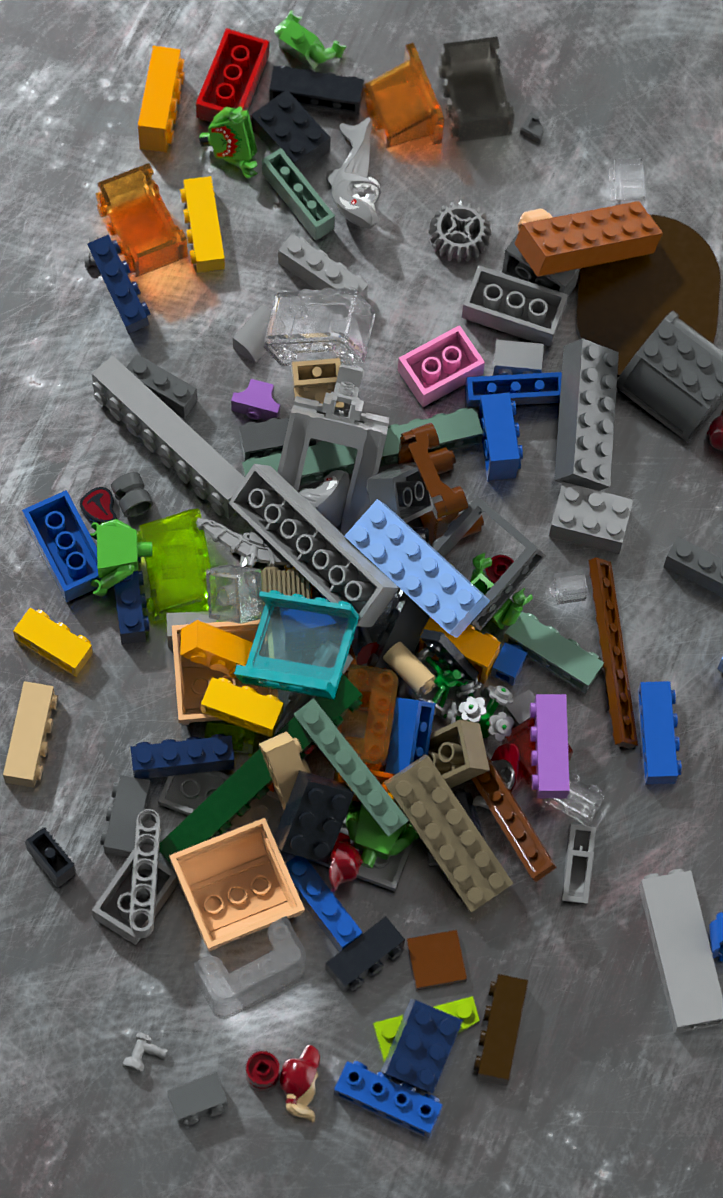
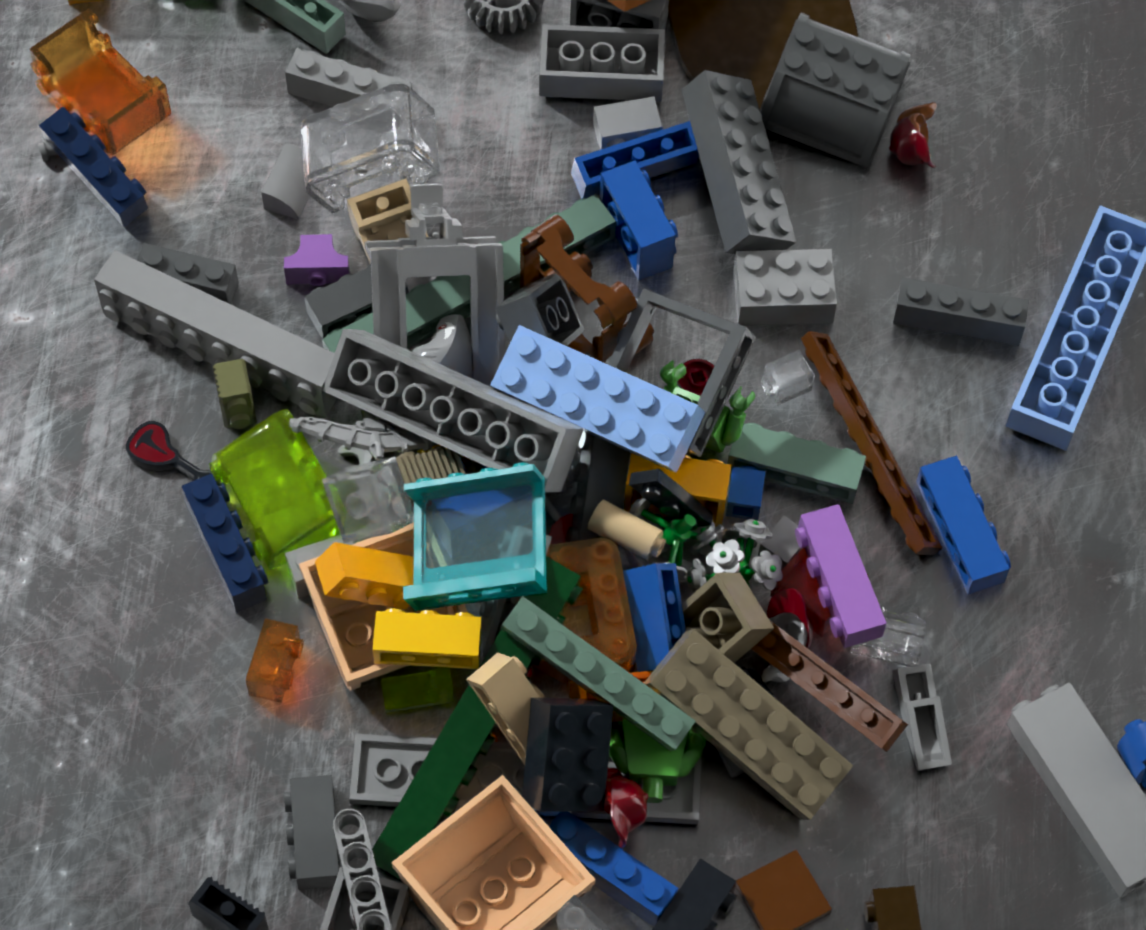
camera: 15 degrees left, 5 degrees down
(29, 734) = (150, 763): tan brick -> none
(53, 641) = (145, 633): yellow brick -> none
(64, 544) = (125, 506): blue brick -> none
(116, 553) = (196, 494): bright green torso -> none
(131, 493) = (191, 419): dark grey wheel -> none
(136, 687) = (273, 660): none -> clear orange brick
(167, 485) = (234, 394): none -> olive brick
(182, 757) = (365, 730): dark blue brick -> none
(203, 223) = (179, 69): yellow brick -> none
(440, 366) = (534, 156): bright pink brick -> none

